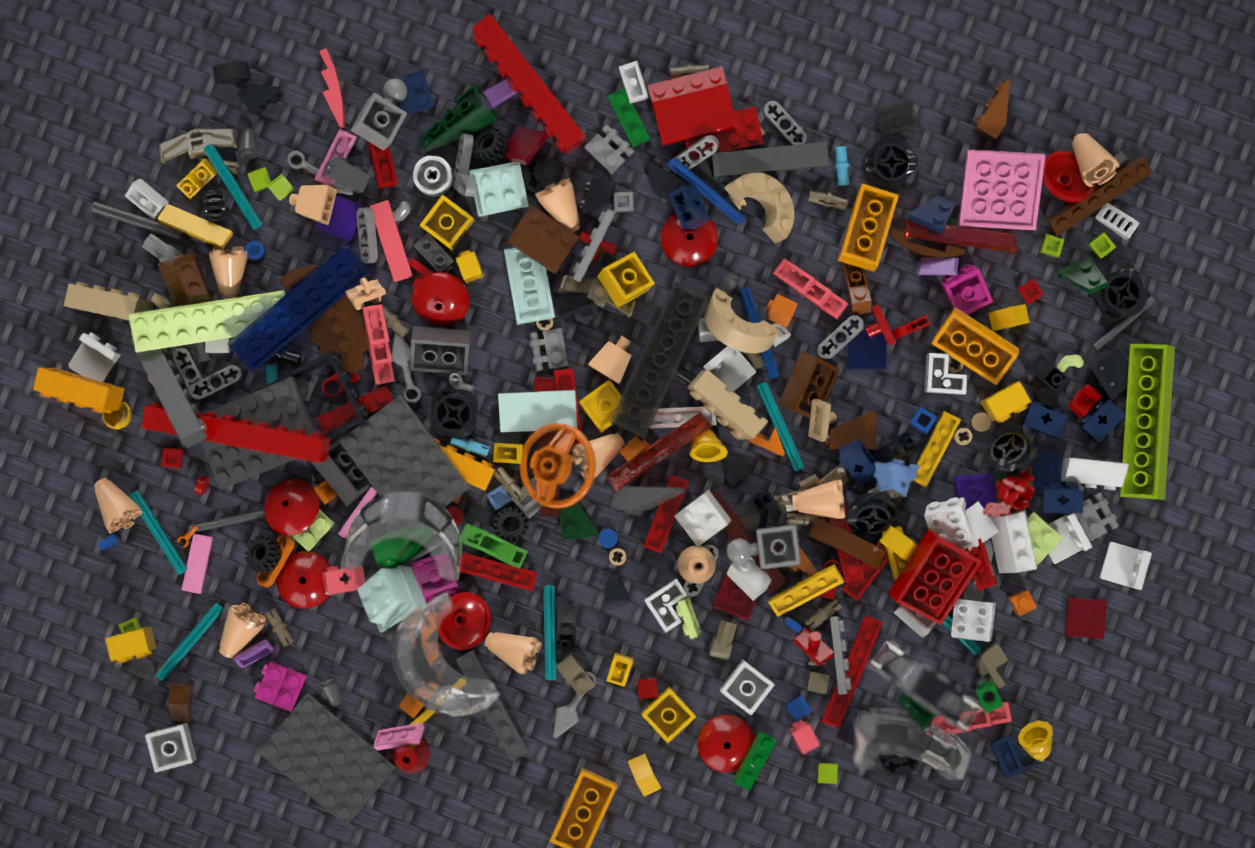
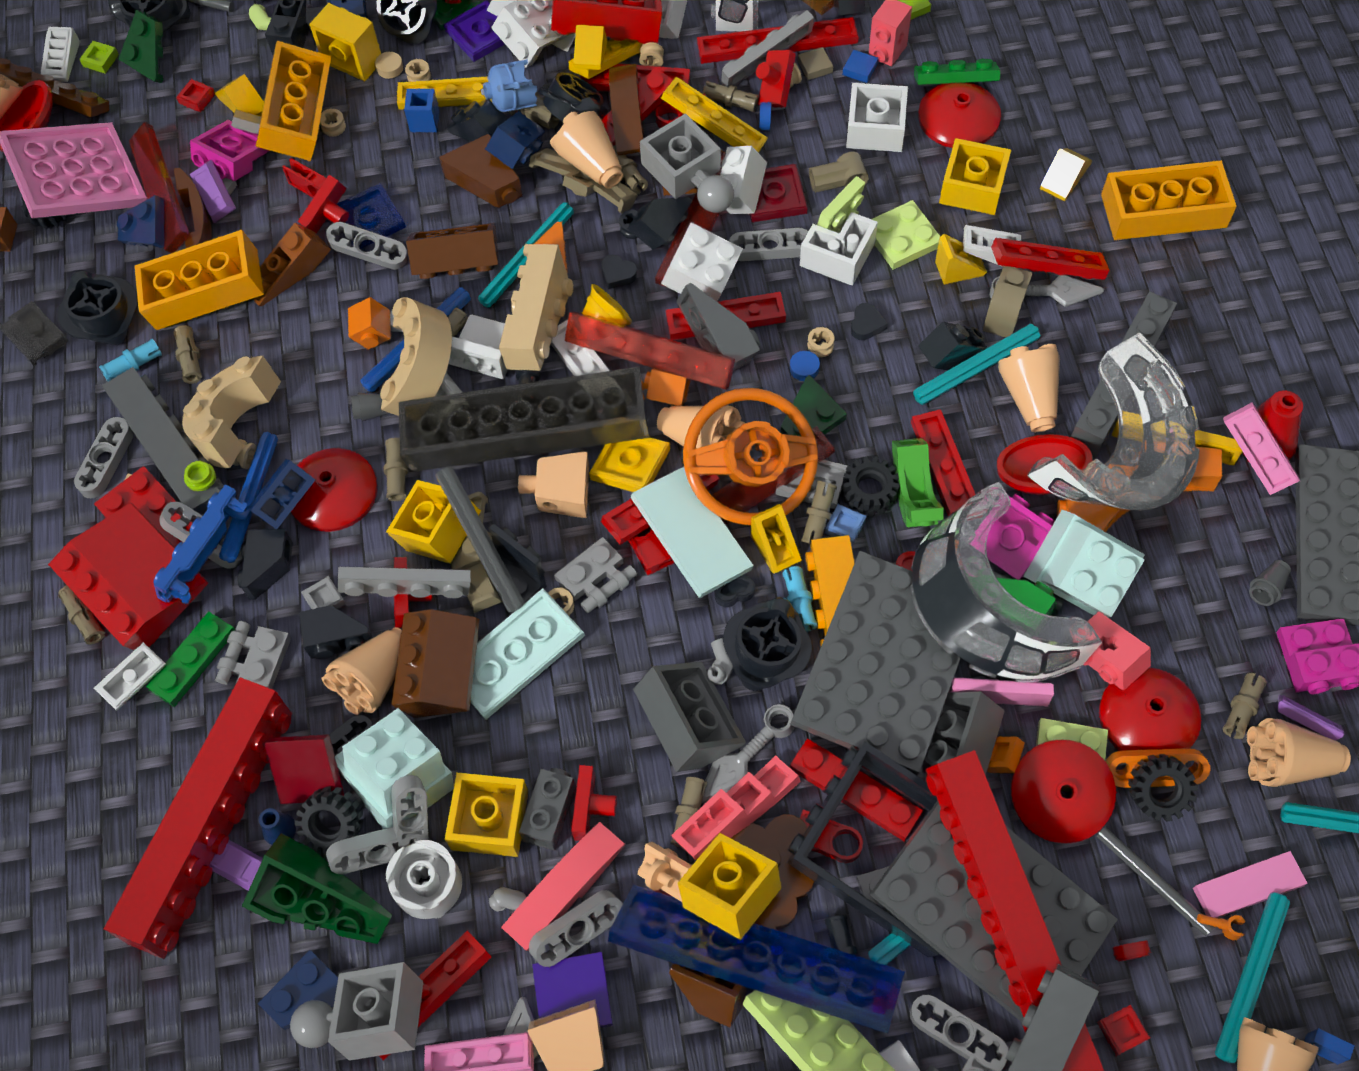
camera: 115 degrees left, 25 degrees down
(337, 315) = (730, 885): none -> yellow brick
(346, 175) = (494, 1016): dark grey brick -> none
(441, 289) = (602, 765): red dish -> none
(469, 266) = (536, 739): yellow brick -> none
(508, 123) = (275, 823): none -> dark blue cone
(585, 716) = (1050, 259): none -> red plate
(594, 296) = (479, 539): none -> dark grey axle
(610, 705) = (987, 236): none -> white slope
(647, 688) = (956, 221): red tile -> none
(660, 650) = (904, 235): none -> yellowish green plate
(677, 277) = (395, 471): none -> dark tan pin
(685, 155) = (194, 552): none -> blue piece
(694, 555) = (766, 235): light nougat cone -> none
(727, 169) = (199, 476): none -> lime plate
(811, 289) = (321, 312): coral slope -> none
(820, 420) = (489, 210): tan tile -> none
(884, 585) = (651, 54): none -> tan bush
(937, 377) = (355, 120): white brick -> none
(982, 312) = (246, 121): none -> light grey tile
(1052, 245) = (124, 102): lime tile -> none

